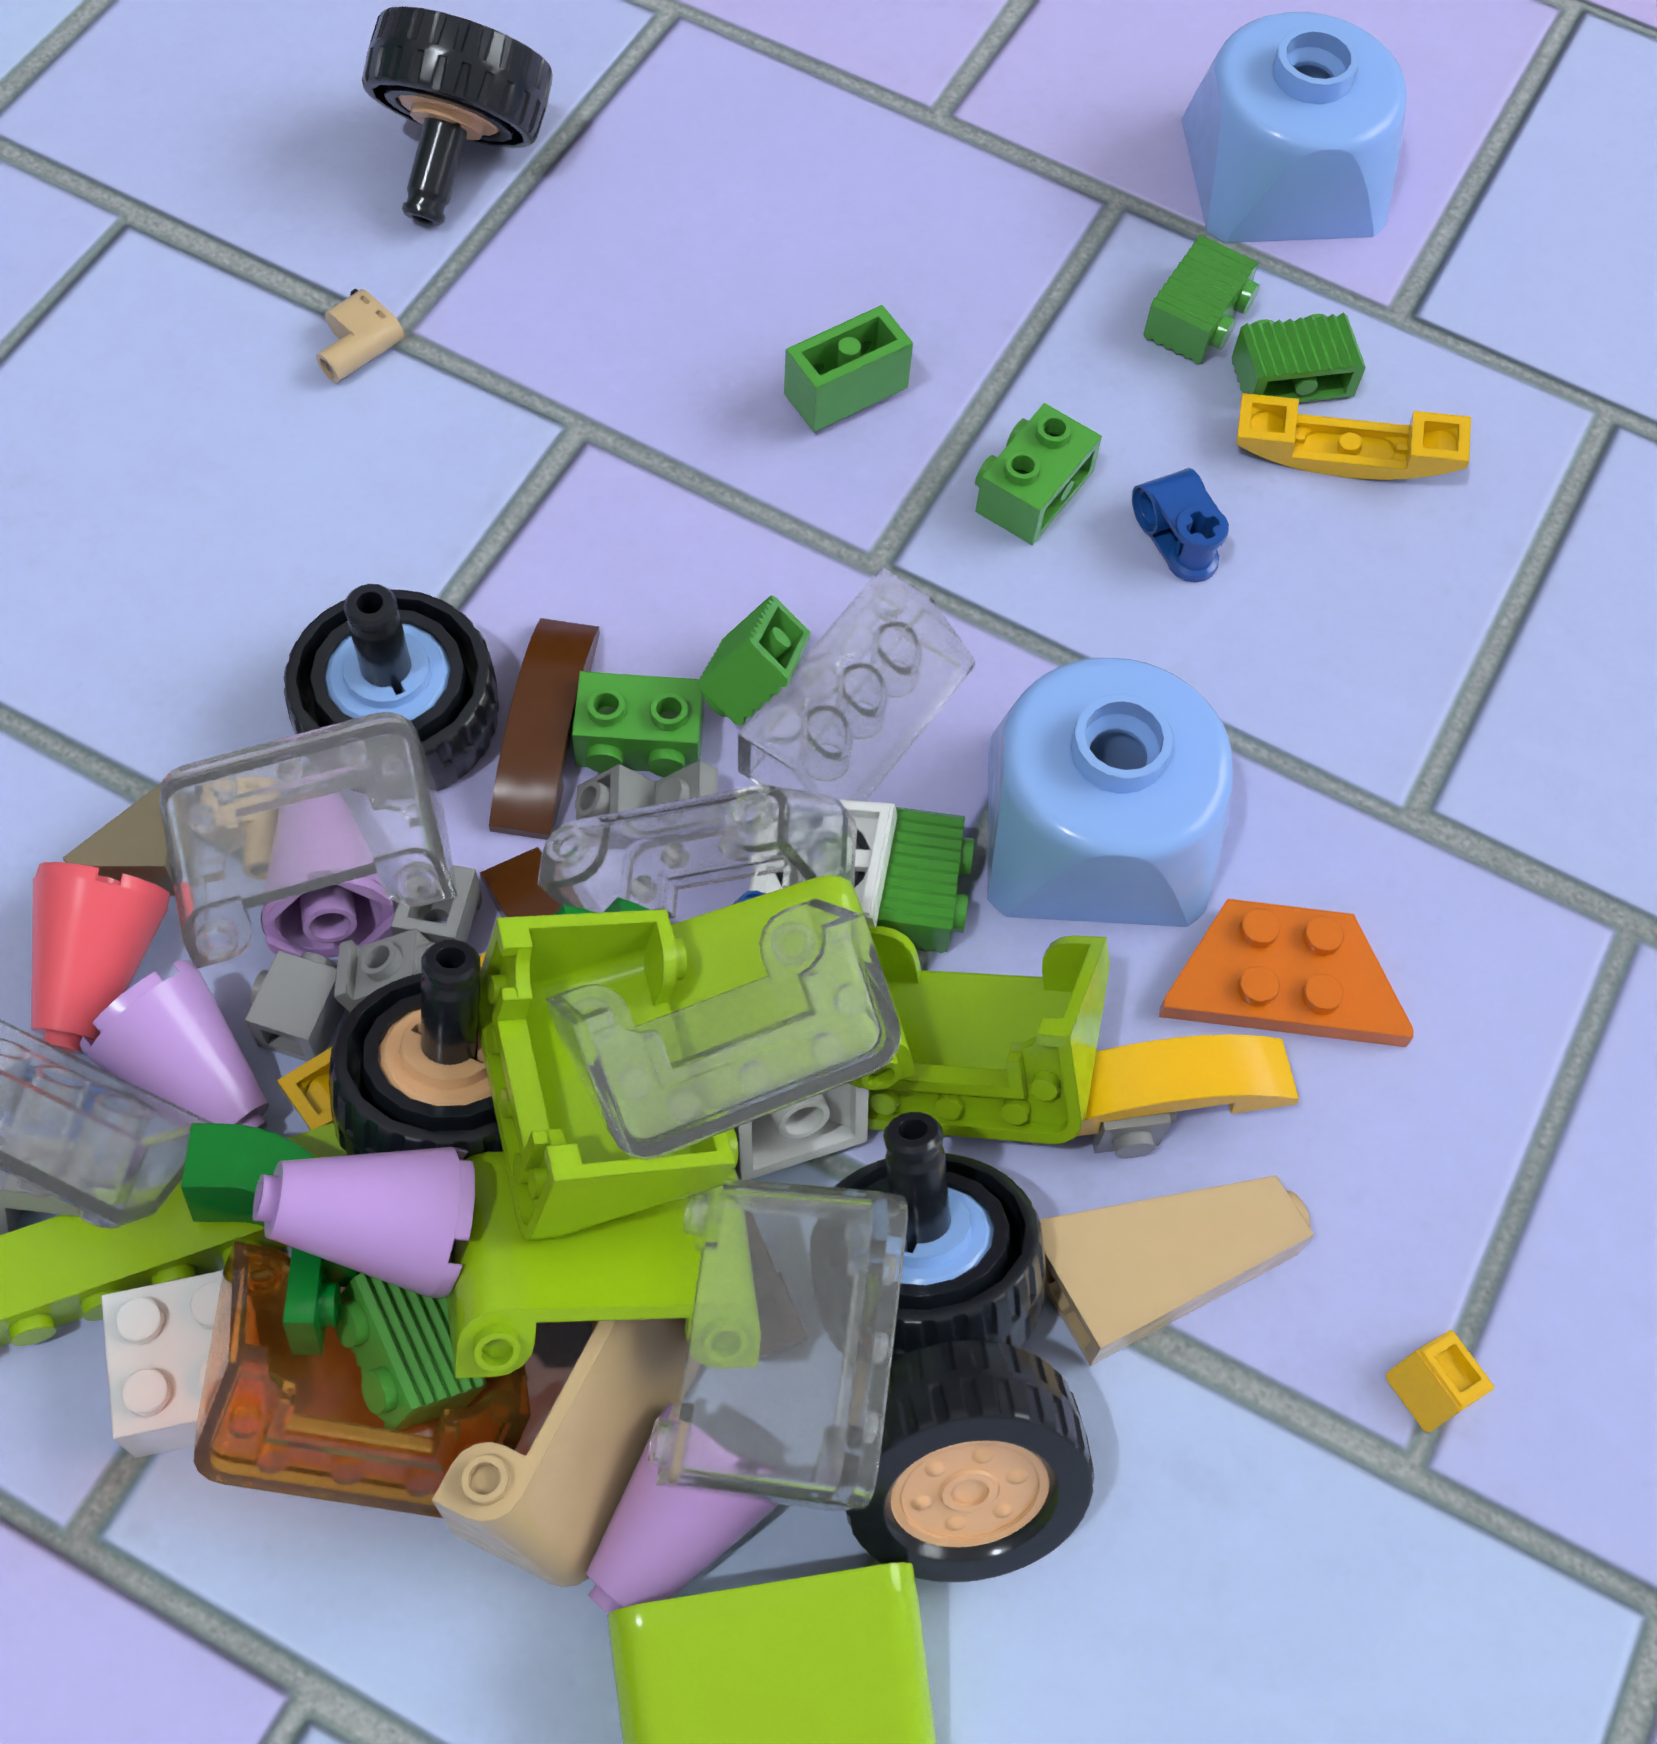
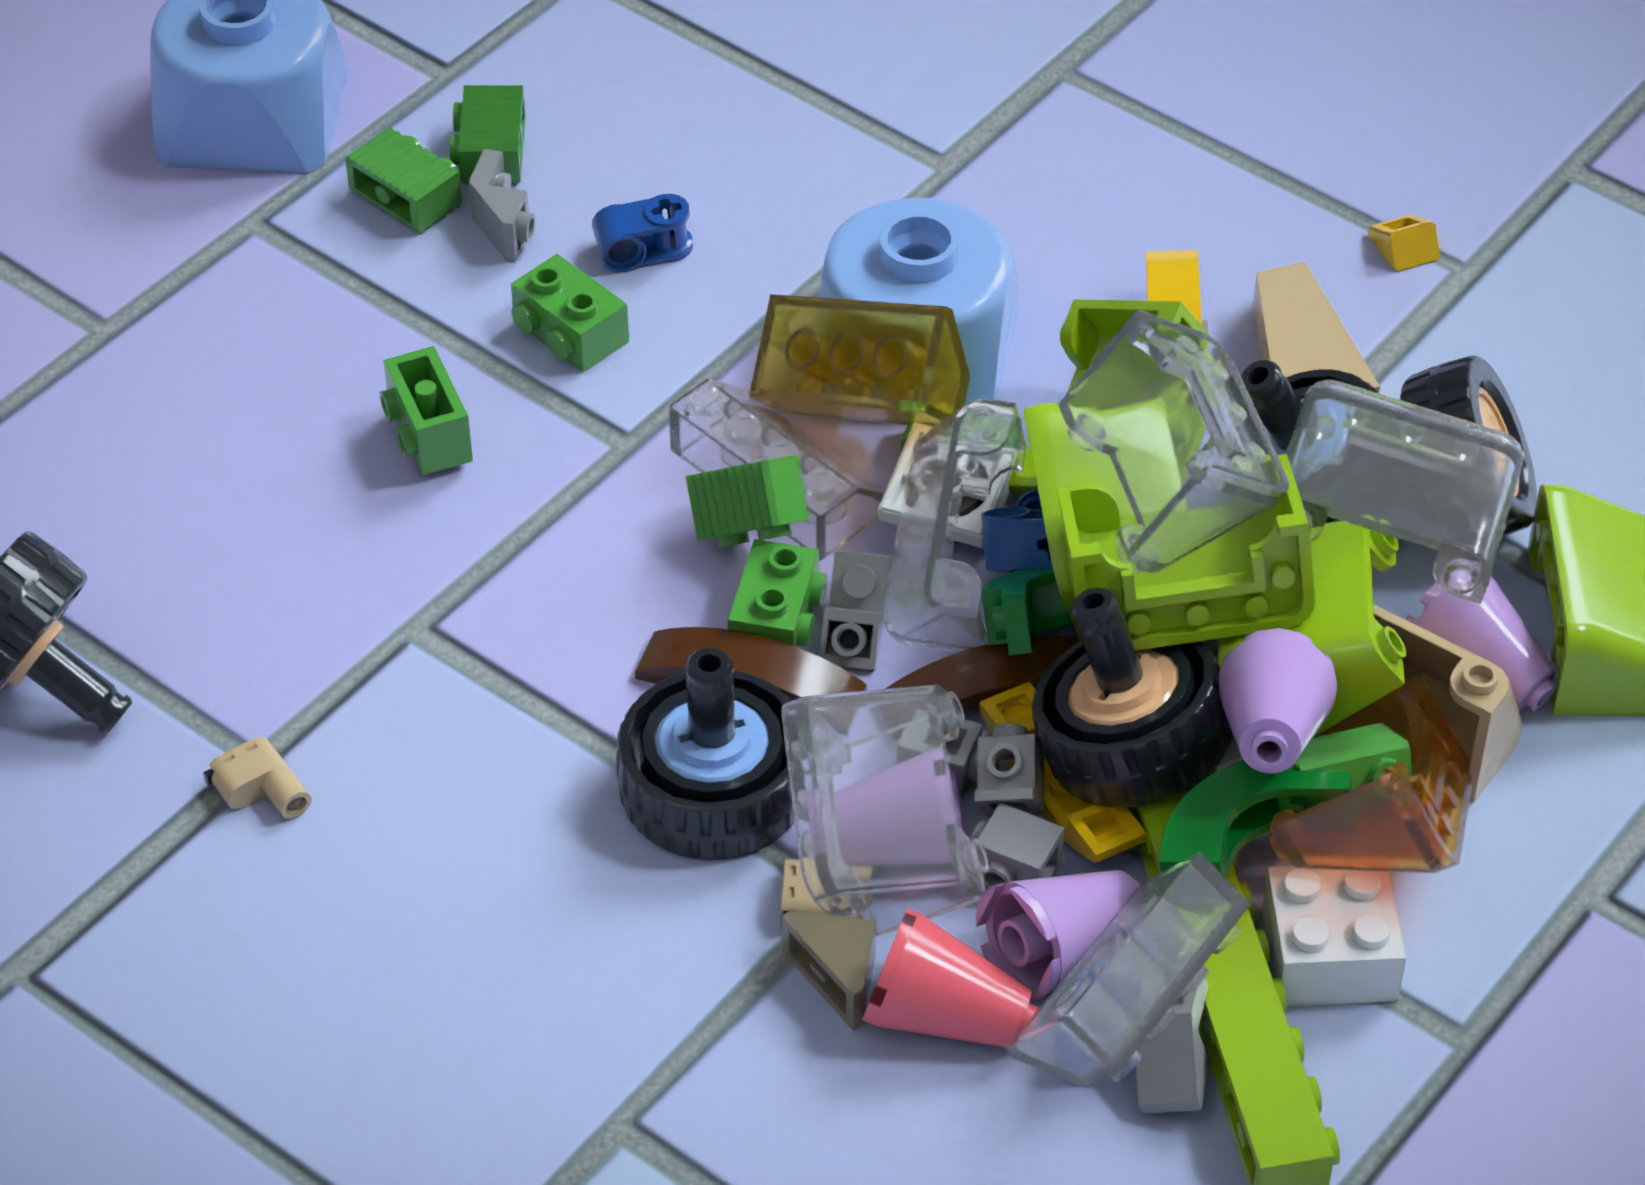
camera: 75 degrees left, 15 degrees down
(943, 734) = (860, 360): none -> clear yellow slope
(1197, 370) = (498, 208): none -> light grey slope
(1288, 975) = (1075, 250): orange wing -> none
(1351, 447) = (588, 116): yellow slope -> none

